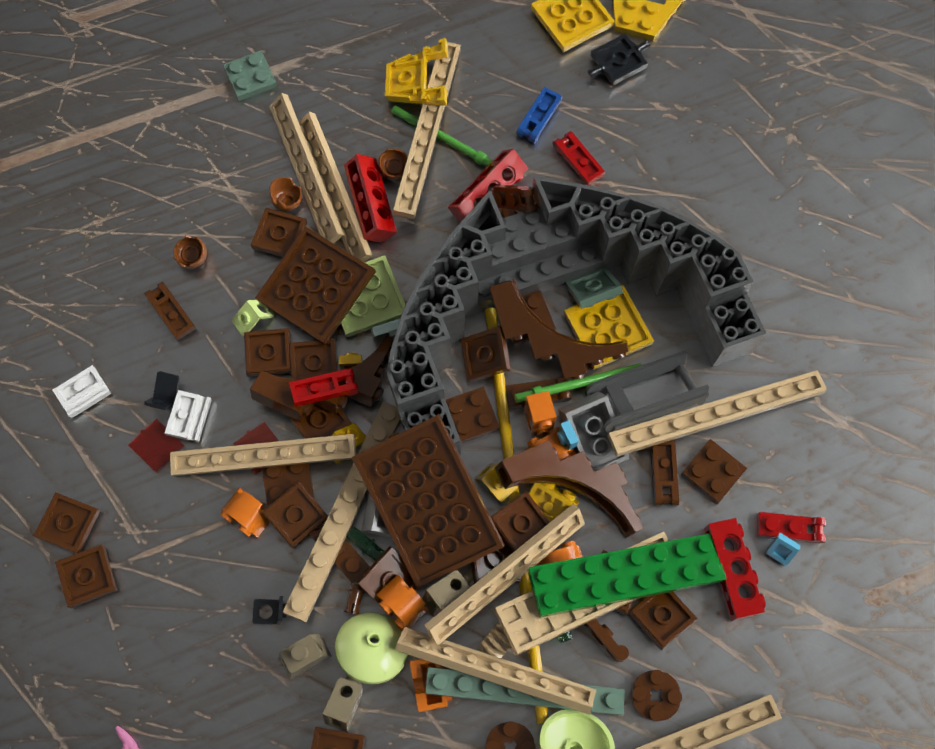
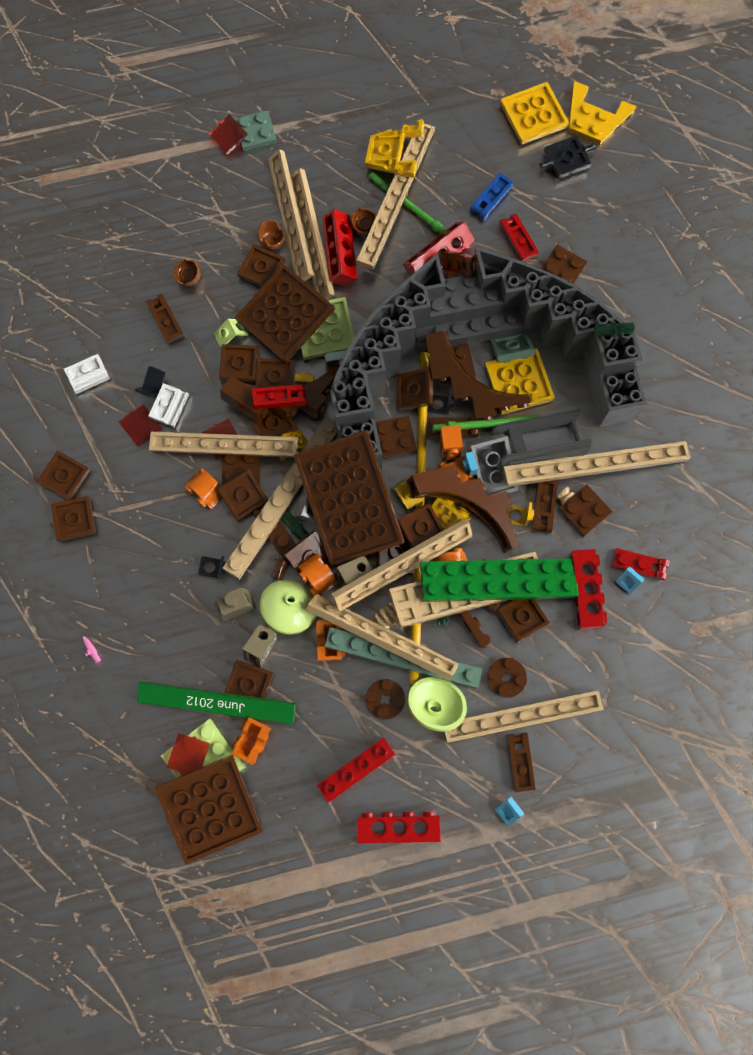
camera: 10 degrees right, 5 degrees up
(218, 83) = (228, 134): none -> clear red piece
(528, 364) = (448, 402): none -> black bracket
(637, 181) = (564, 264): none -> reddish brown plate
(644, 485) = (526, 515): none -> yellow bracket
(686, 457) = (565, 495): none -> tan bush
(714, 251) = (613, 329): none -> clear green axle

